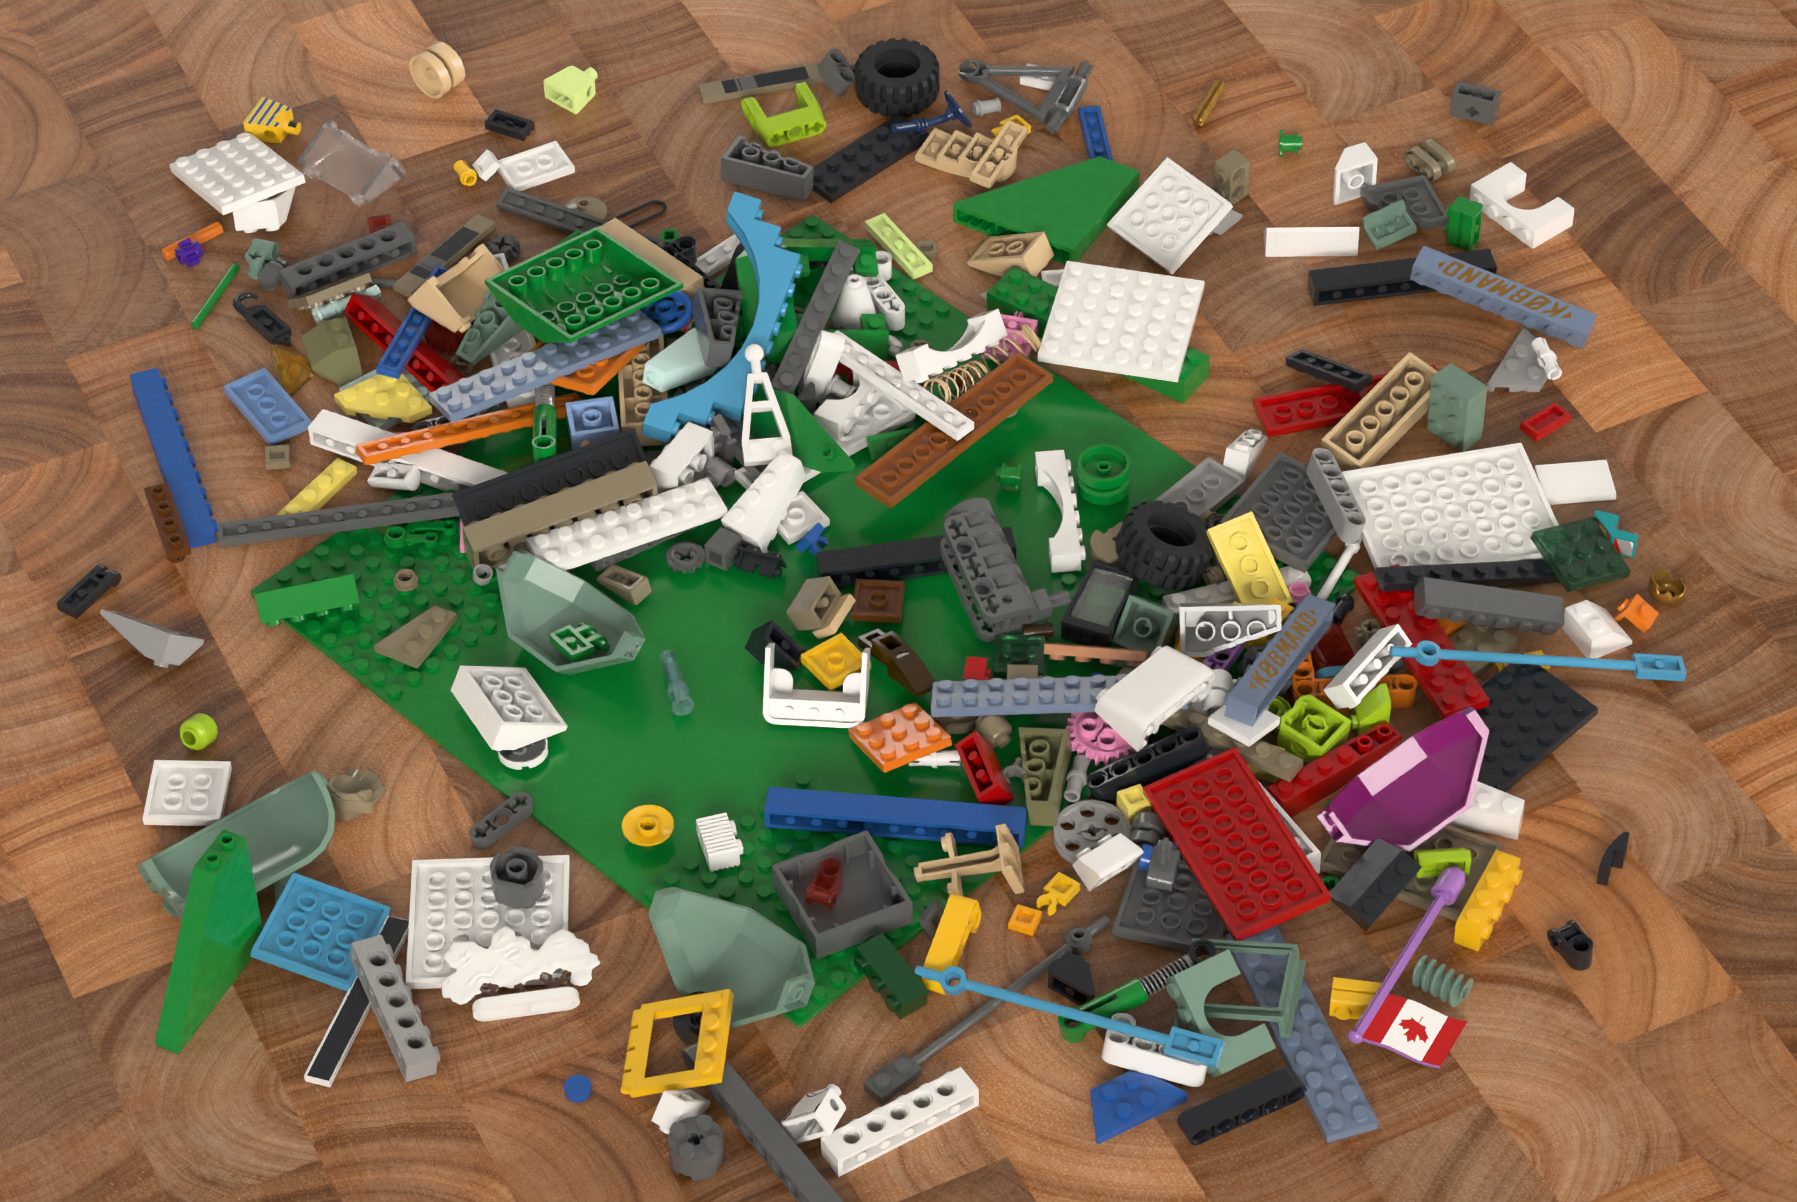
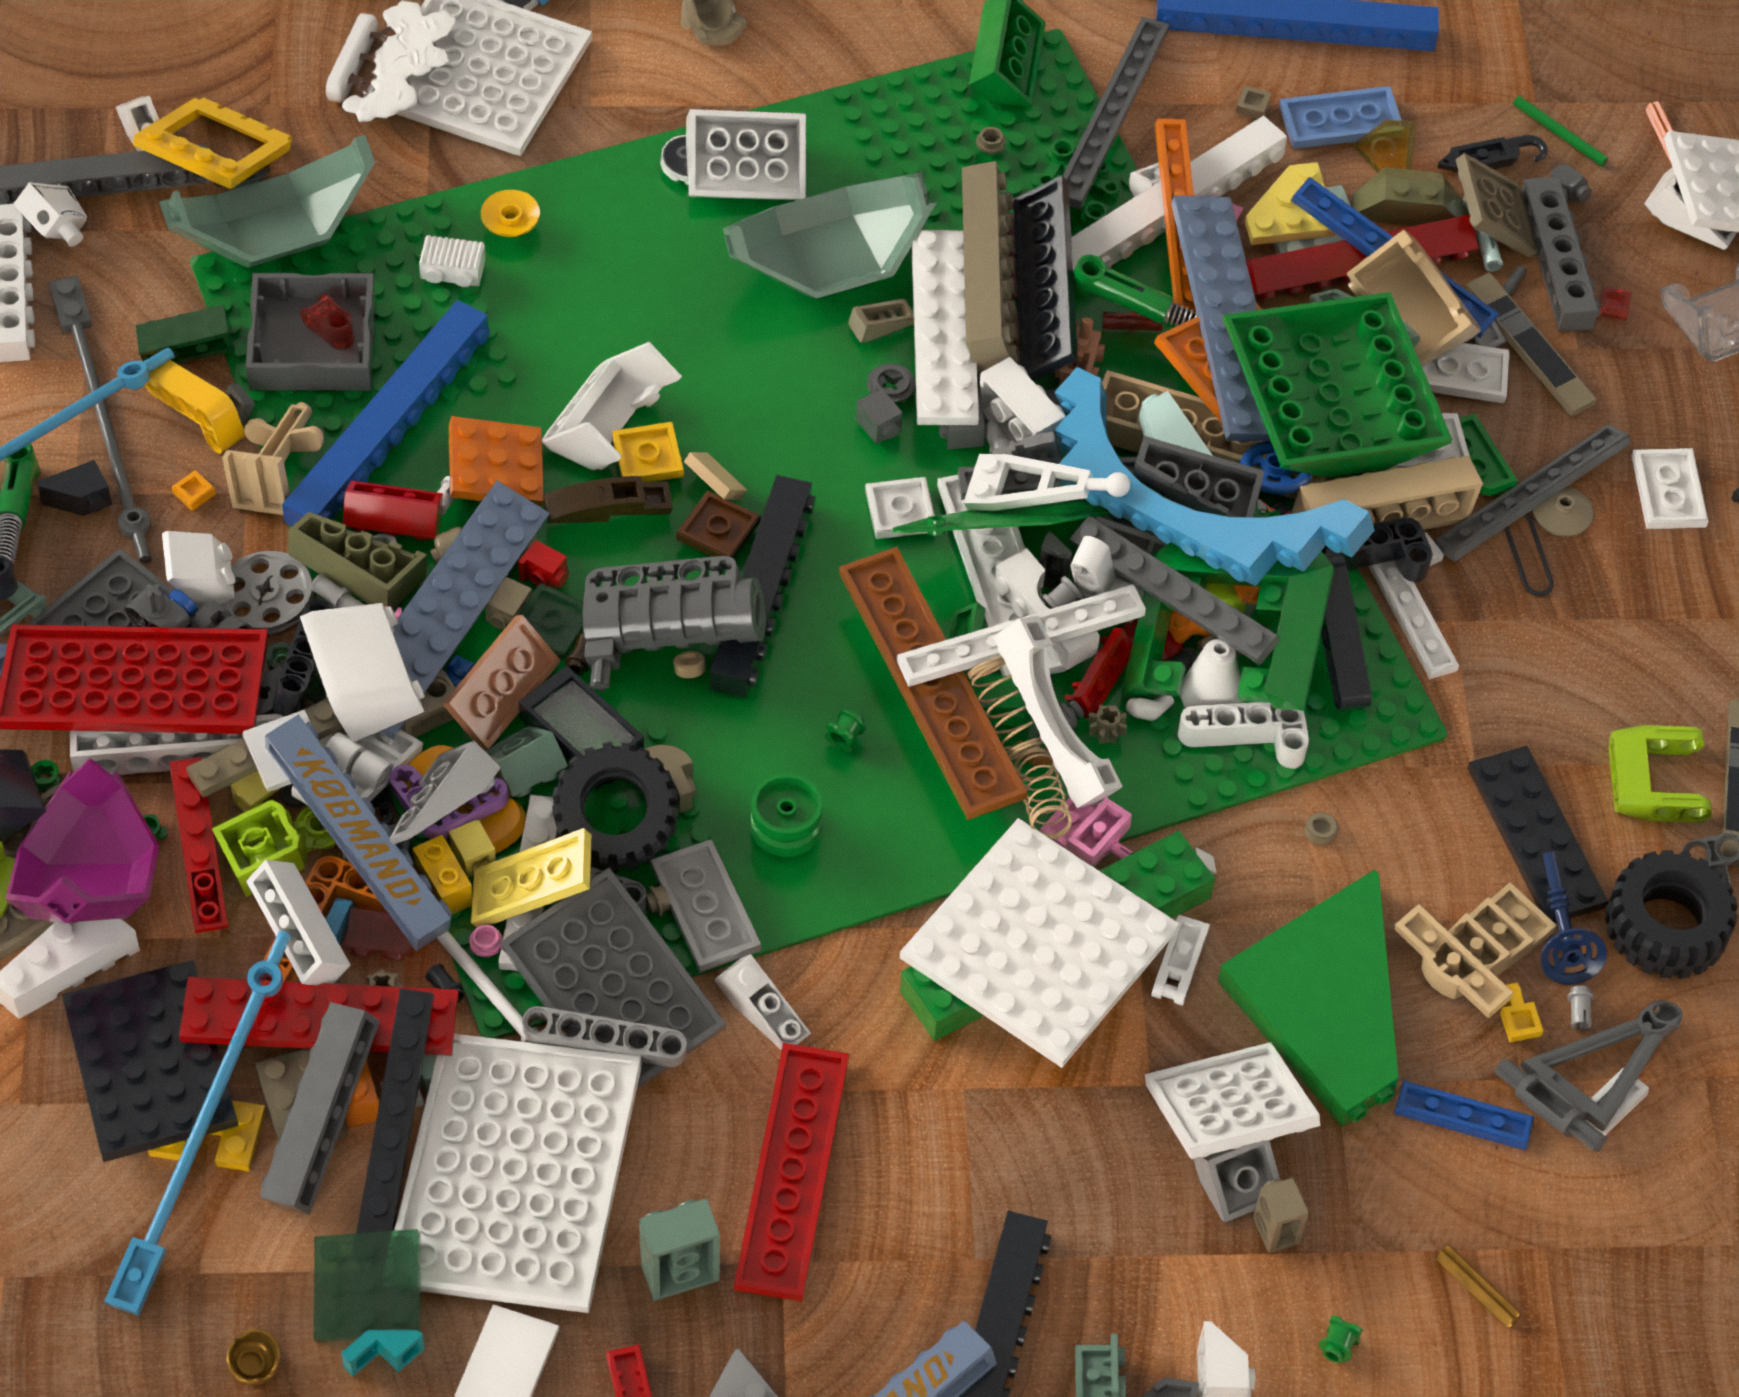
camera: 110 degrees right, 10 degrees up
(188, 252) = (1638, 119): dark purple gear -> none
(259, 254) = (1608, 181): sand green piece -> none
(321, 488) = (1168, 105): light yellow plate -> none
(418, 637) = (902, 128): dark tan wing -> none
(467, 175) = (1681, 413): yellow pin -> none
(479, 571) = (952, 201): light grey hinge -> none
(486, 165) = (1684, 435): white plate -> none
(499, 831) = (601, 125): dark grey beam -> none
(510, 245) = (1529, 416): dark grey gear -> none
(517, 877) = (497, 81): dark grey brick -> none
(577, 1088) = (229, 69): blue tile -> none
(579, 642) = (805, 234): green plate -> none
(591, 420) = (1136, 355): light blue brick -> none
(669, 235) = (1468, 564): green bush -> none
(677, 690) = (689, 305): clear light blue pin -> none
(696, 1147) = (87, 118): dark grey brick -> none
(766, 171) = (1549, 698): dark grey wedge -> none
(766, 502) = (914, 463): white wedge -> none
(768, 562) = (845, 446): black hinge -> none
(786, 650) = (697, 405): black slope -> none
(811, 540) = (849, 499): blue tile -> none
(813, 603) = (739, 458): dark tan brick -> none
(898, 246) = (1337, 796): yellowish green plate -> none
(1023, 251) = (1253, 905): tan slope -> none
(1059, 890) = (203, 523): yellow plate -> none
(1065, 547) = (699, 738): white arch -> none
(1132, 802) = (277, 629): light yellow panel -> none
(1311, 241) = (1130, 1273): white slope -> none
(1328, 370) = (848, 1156): black plate -> none
(1371, 710) = (247, 926): lime slope -> none
(1382, 415) = (720, 1165): tan brick -> none
(1594, 629) = (240, 1242): white slope -> none
(1637, 612) = (240, 1304): orange bracket -> none

